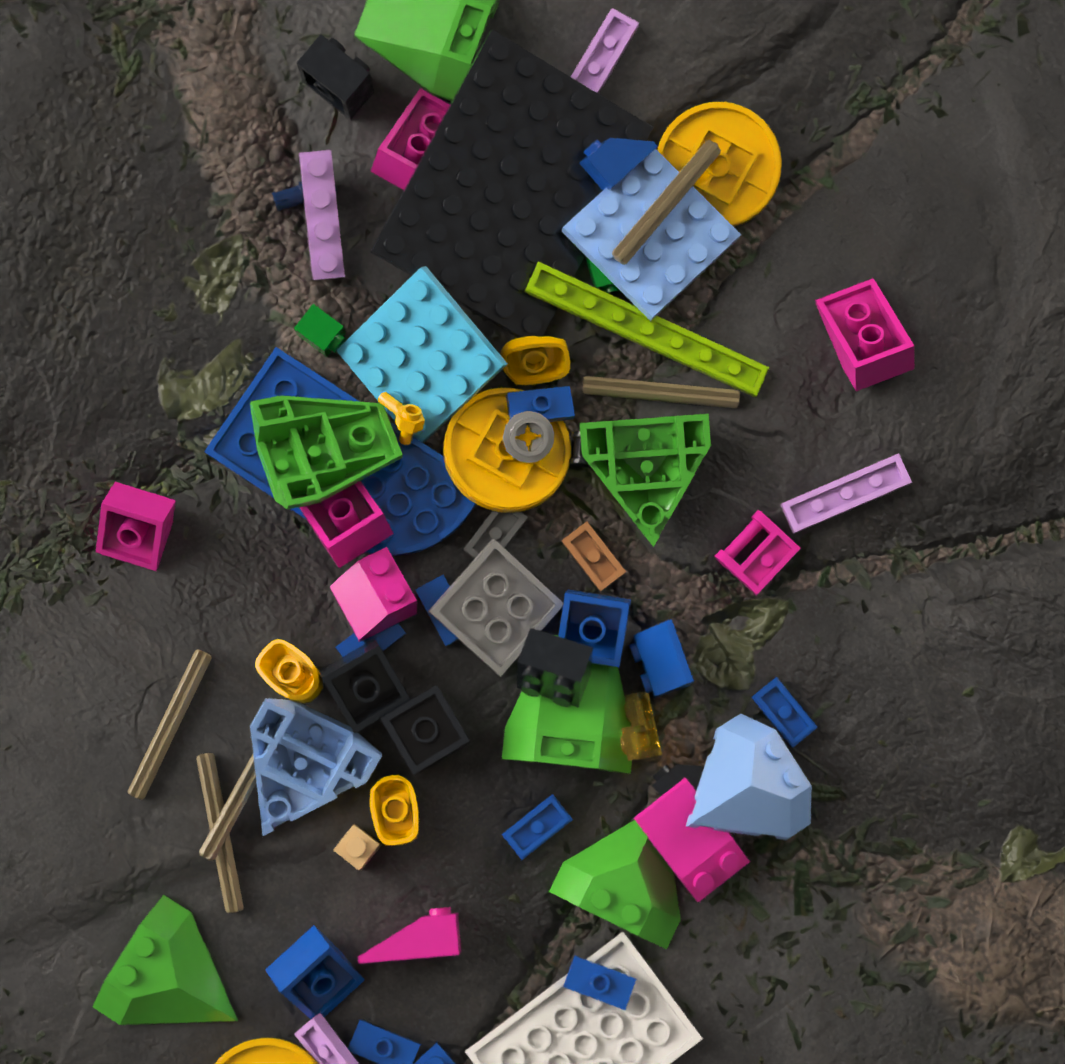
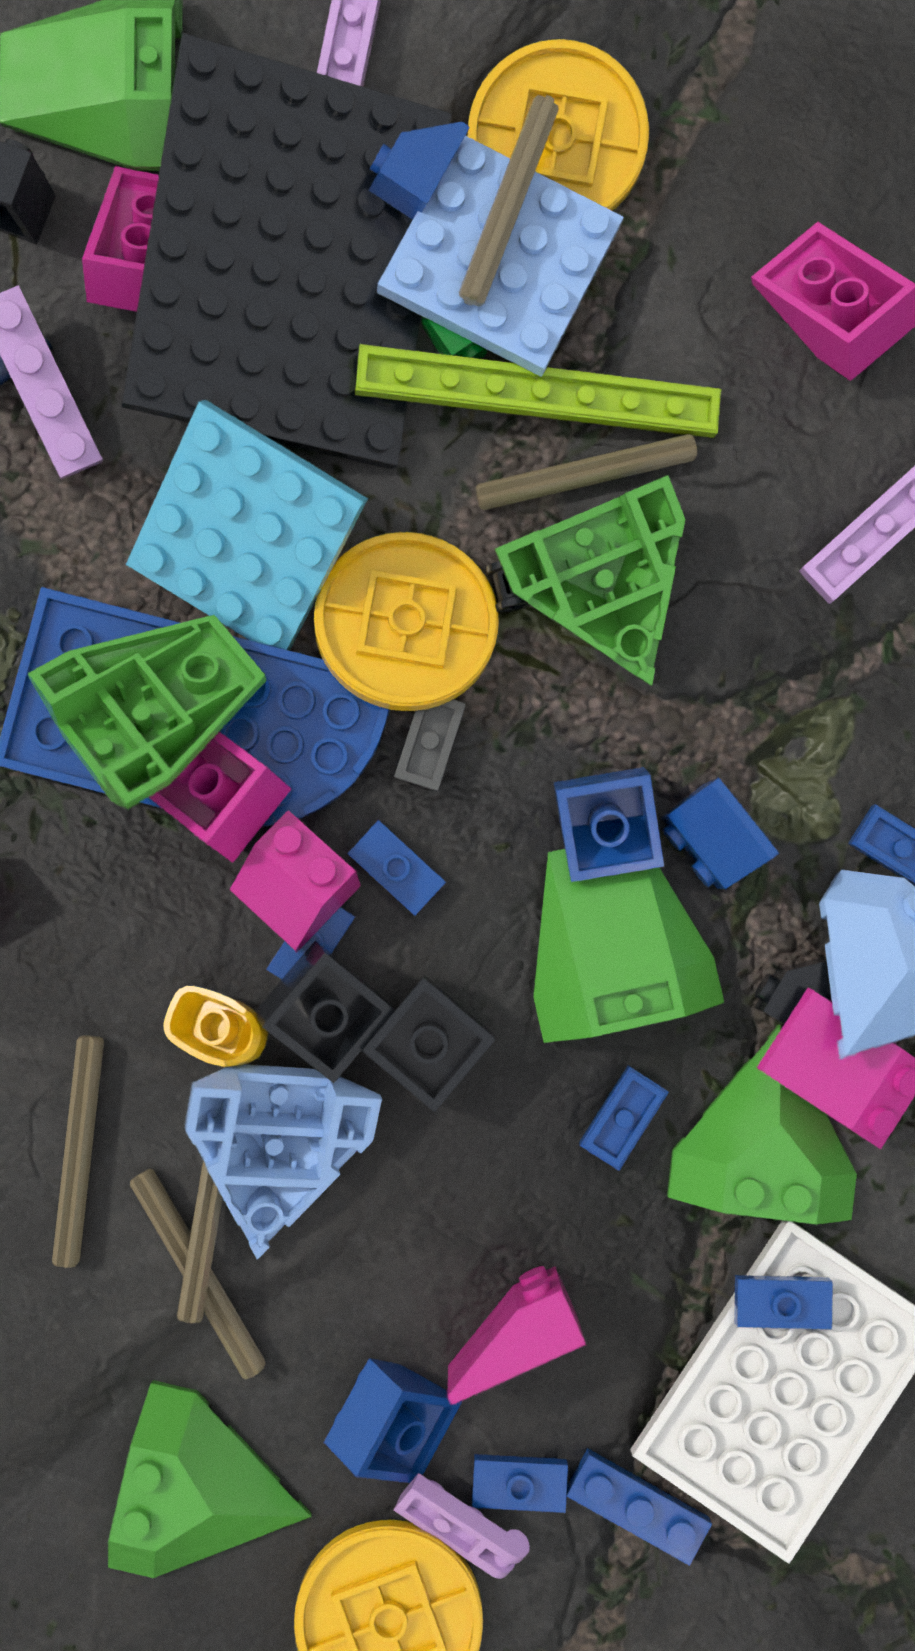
camera: 25 degrees left, 5 degrees up
(320, 331) = (94, 544): green brick -> none
(357, 847) = (391, 1232): tan brick -> none
(394, 810) = (424, 1165): yellow piece -> none
(408, 417) = (255, 622): yellow piece -> none
(495, 607) = (466, 841): light grey plate -> none
(536, 359) = (403, 483): yellow piece -> none
(539, 447) = (449, 602): light grey gear -> none
(552, 403) = (430, 545): blue plate -> none
(554, 668) = (579, 900): black brick -> none
(593, 556) = (573, 726): medium nougat plate -> none
(641, 738) = (725, 955): clear yellow plate -> none
(766, 558) = (805, 652): dark pink plate -> none

